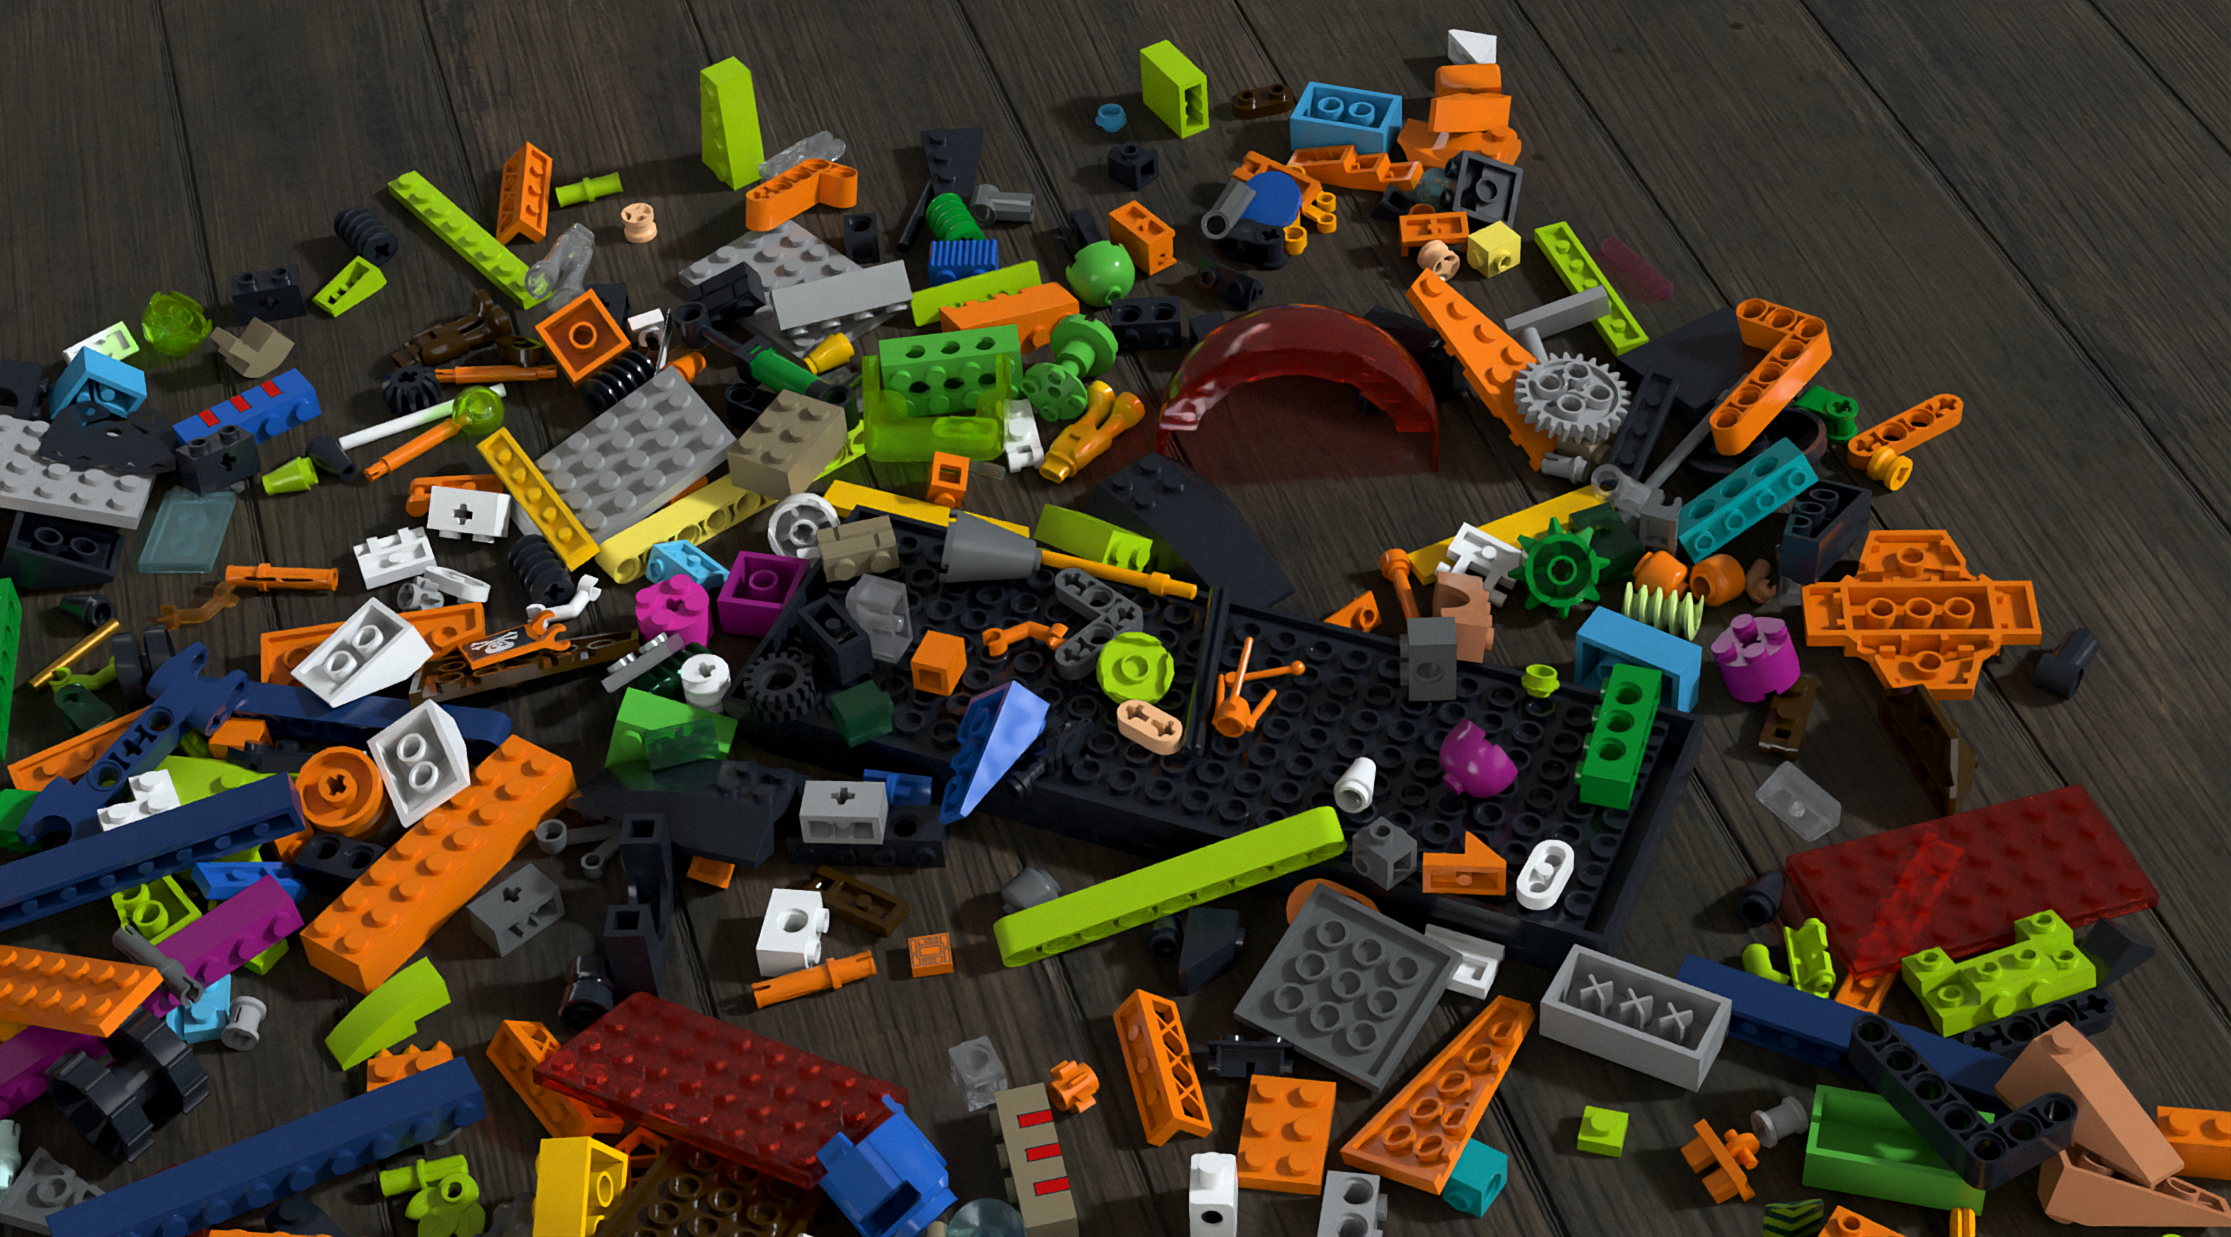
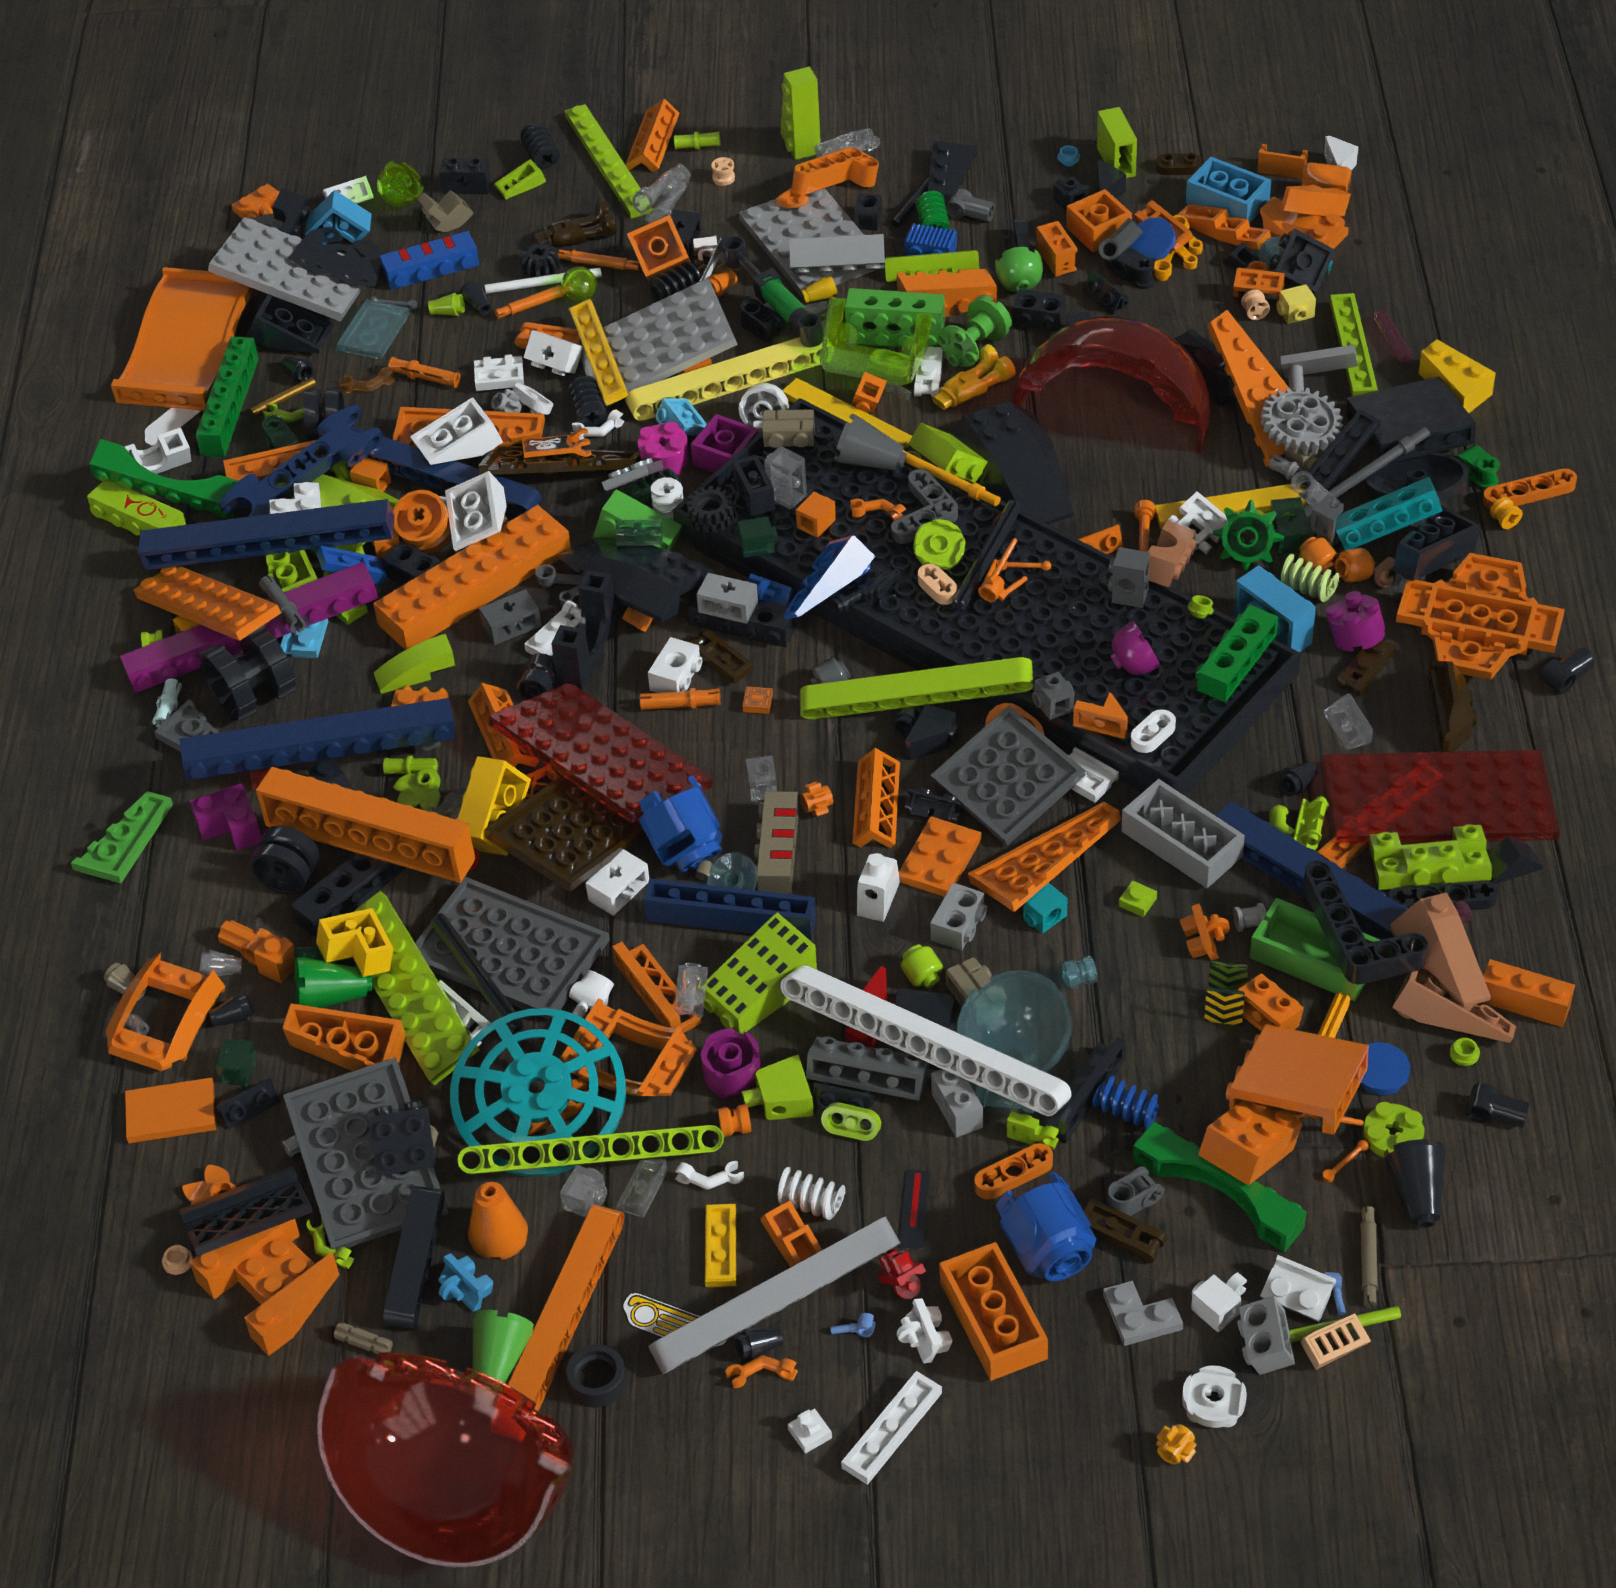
camera: 15 degrees right, 5 degrees up
(218, 460) = (403, 284): black brick -> none
(243, 1023) = (327, 652): light grey bush -> none
(269, 759) = (384, 489): black plate -> none
(520, 350) = (618, 247): dark brown plate -> none
(585, 925) = (543, 638): none -> white plate
(730, 295) = (764, 236): black brick -> none
(750, 241) = (791, 199): none -> orange tile
(787, 446) = (768, 349): dark tan brick -> none
(1179, 141) = (1110, 179): none -> black slope
(1183, 189) = (1096, 218): none -> orange brick
(1356, 786) = (1053, 650): white cone -> none
(1401, 76) = (1281, 164): none -> orange hinge
(1723, 285) = (1462, 375): none -> yellow wedge
(1797, 351) = (1465, 419): orange beam -> none

